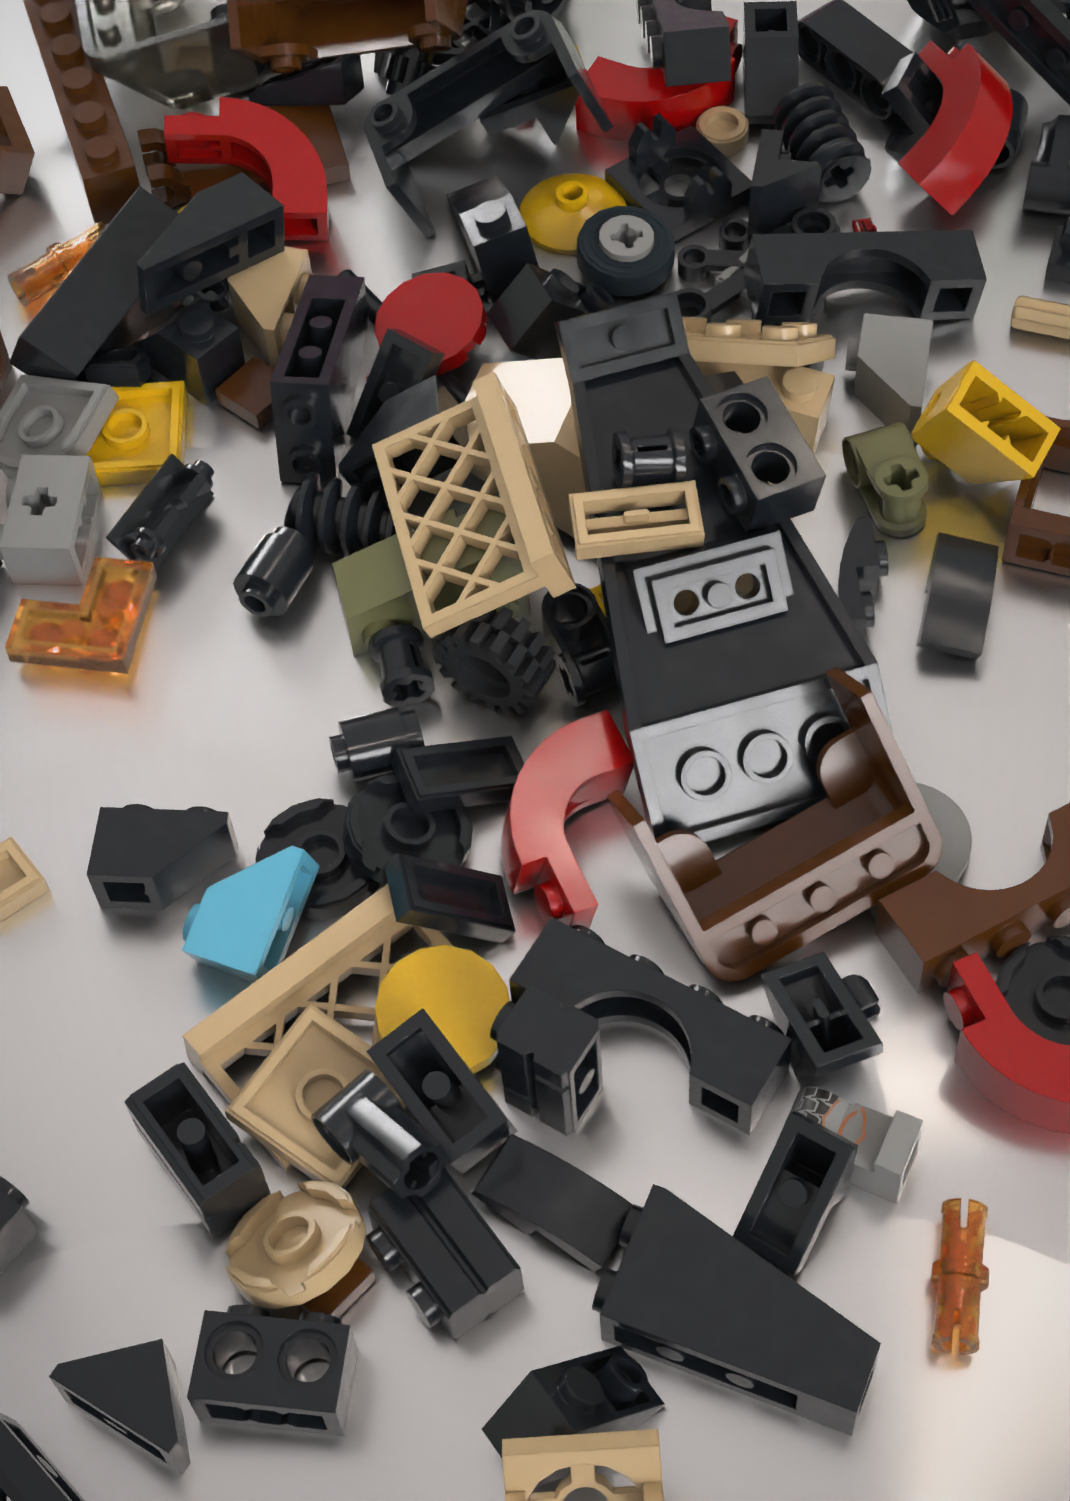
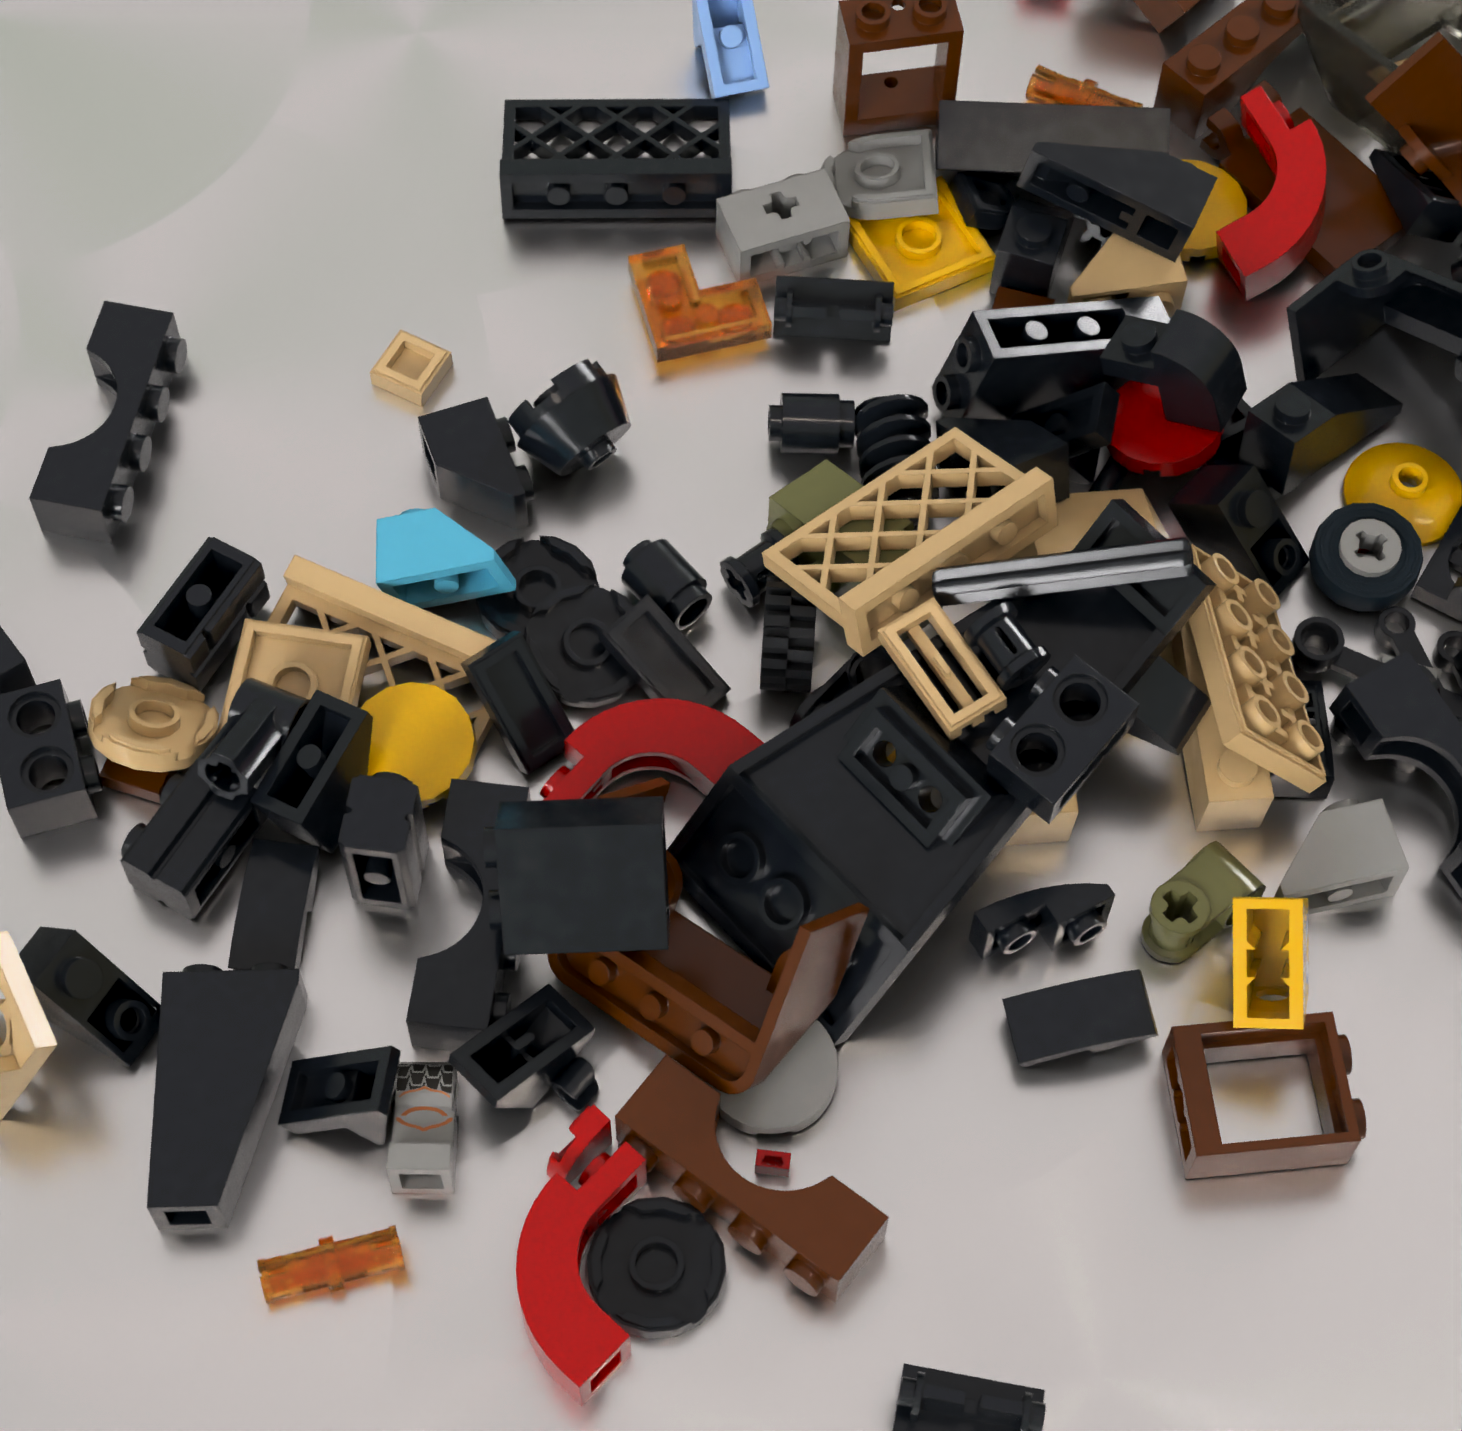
camera: 60 degrees right, 5 degrees up
(167, 747) = (573, 420): none -> black cone
(404, 265) = (1187, 360): none -> black brick
(601, 390) = (1063, 571): none -> axle
(699, 876) = (579, 875): none -> black brick
(925, 1015) = (592, 1138): none -> red tile
(995, 872) = (772, 1163): none -> red piece

